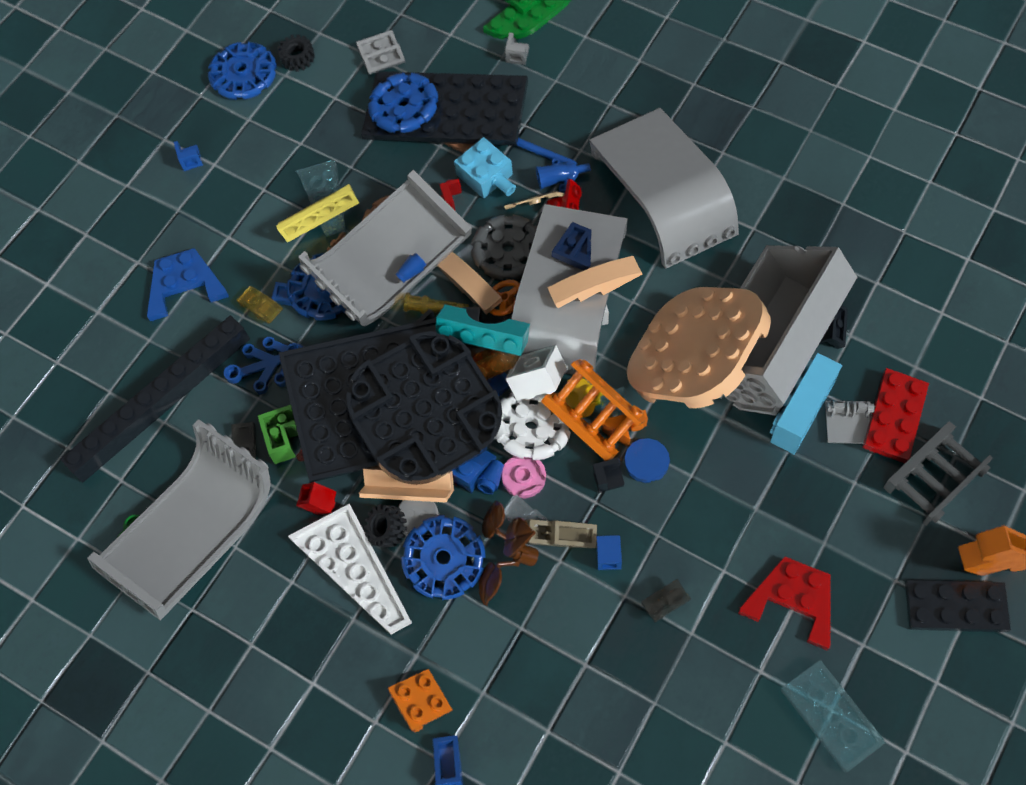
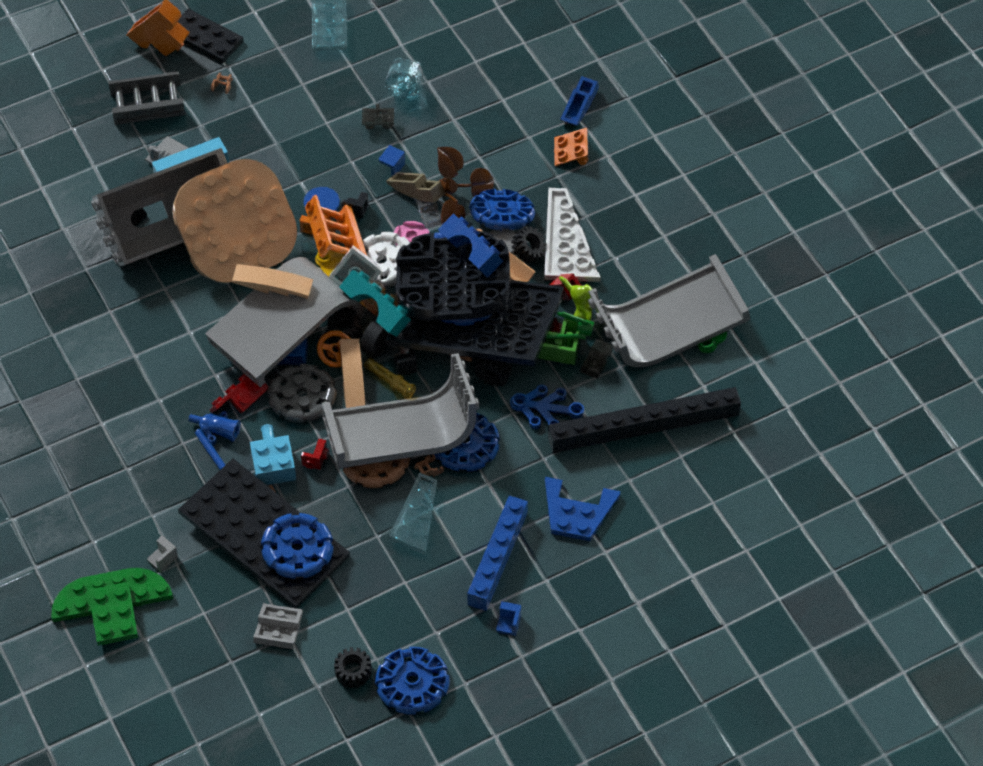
camera: 155 degrees left, 10 degrees down
(228, 199) = (497, 553): none -> blue brick
(259, 304) = (524, 453): clear yellow slope -> none
(259, 439) = (584, 327): none -> green plant
(280, 293) = (503, 456): blue tile -> none
(288, 486) = (580, 297): none -> lime animal
(317, 213) = (431, 492): light yellow fence -> none
(411, 267) = (389, 404): blue cone -> none
(445, 452) = (482, 255): none -> blue arch
(533, 200) = (244, 415): tan piece -> none
(574, 247) = (264, 319): dark blue wing -> none
(672, 184) = (145, 368): light grey panel -> none
(674, 671) = (404, 78): none -> clear light blue brick
(800, 590) = (290, 89): red wing -> none
(872, 552) = (216, 82): none -> nougat piece
(896, 415) = (134, 142): red plate -> none

